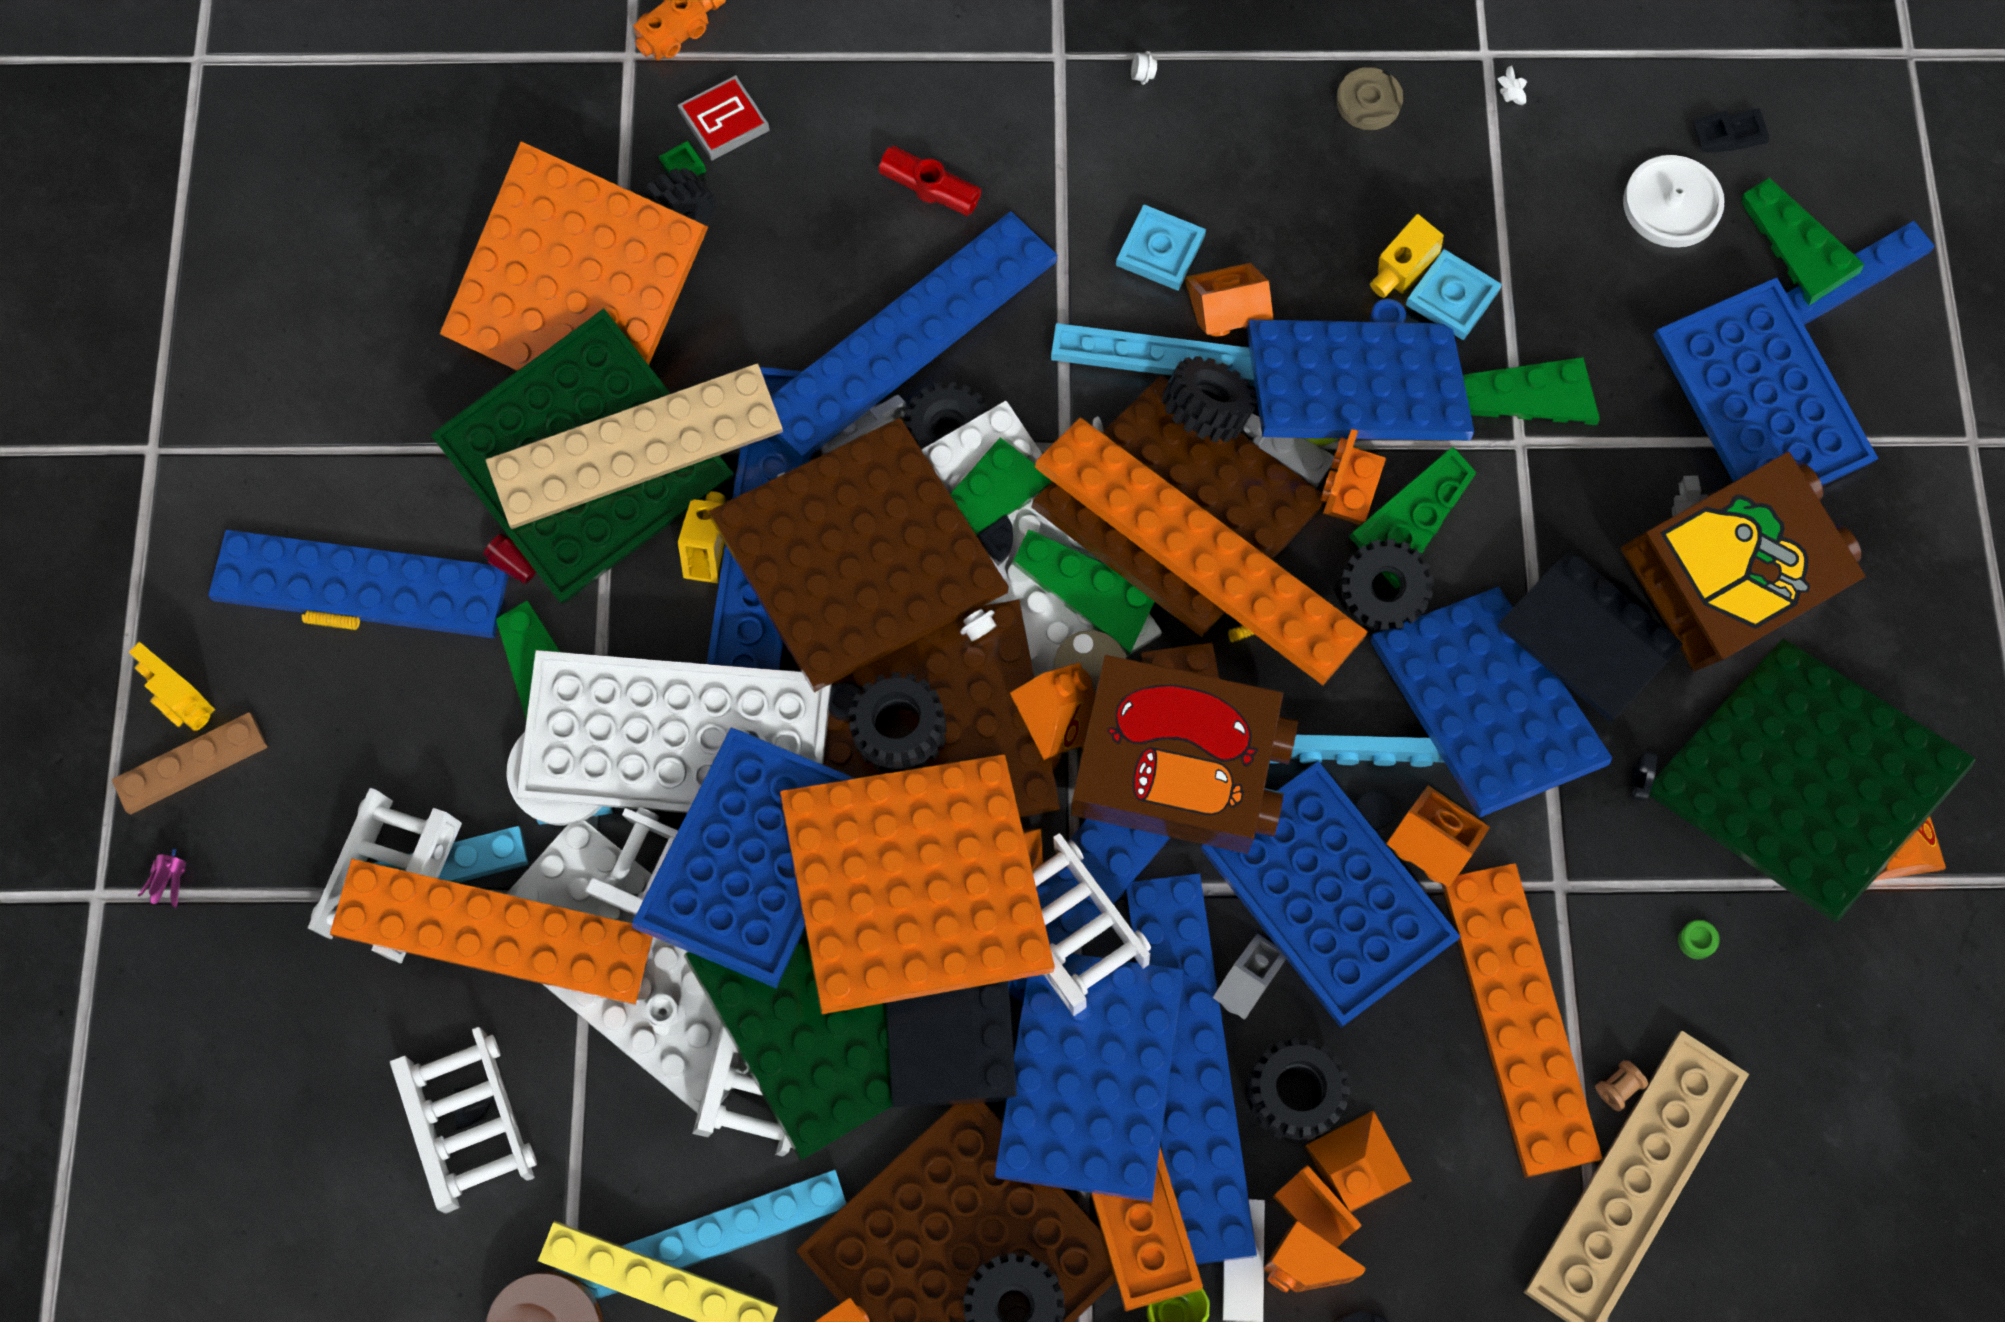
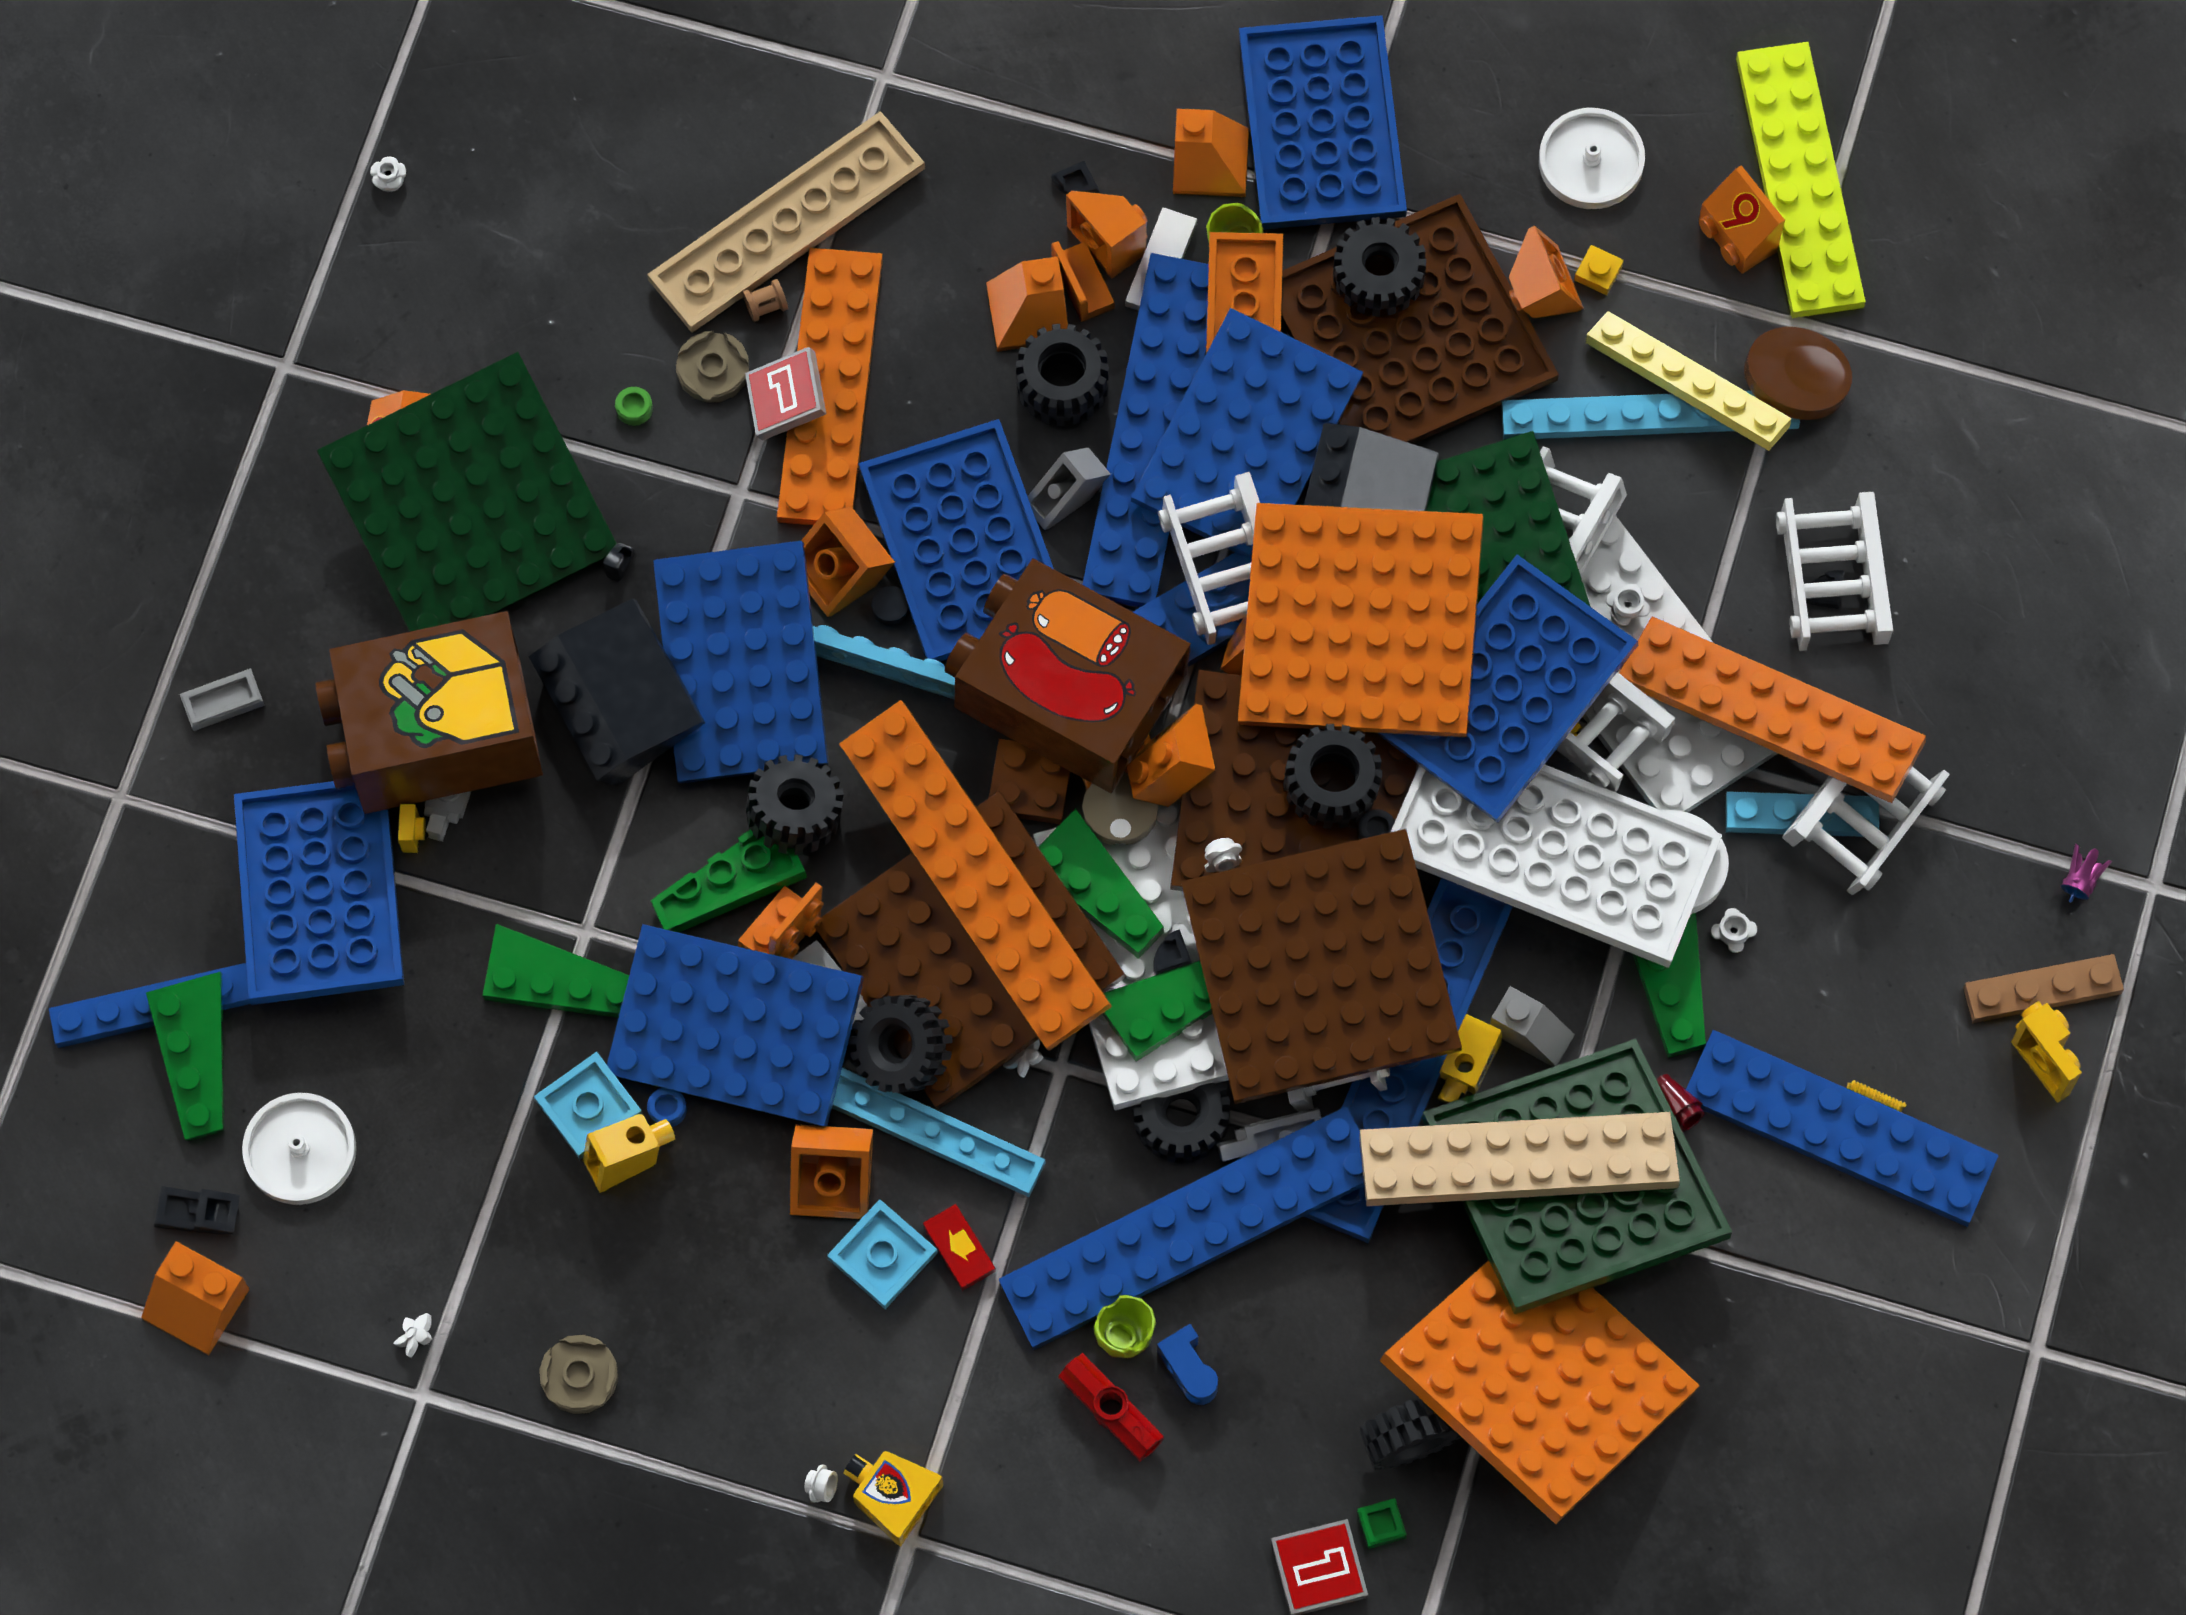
camera: 160 degrees left, 0 degrees up
(485, 725) = (1735, 919): none -> white plate
(660, 586) = (1531, 1027): none -> light grey slope
(878, 229) = (1193, 1377): none -> blue leg
(938, 239) = (1125, 1327): none -> lime hair
(1083, 73) = (893, 1492): none -> yellow torso
(1099, 274) = (959, 1247): none -> red tile
(1560, 985) = (785, 393): none -> tile
(1641, 1004) = (712, 366): none -> dark tan tile
(1698, 69) = (193, 1298): none -> orange slope
(1712, 473) = (411, 828): none -> yellow plate
(1931, 546) = (222, 699): none -> light grey tile

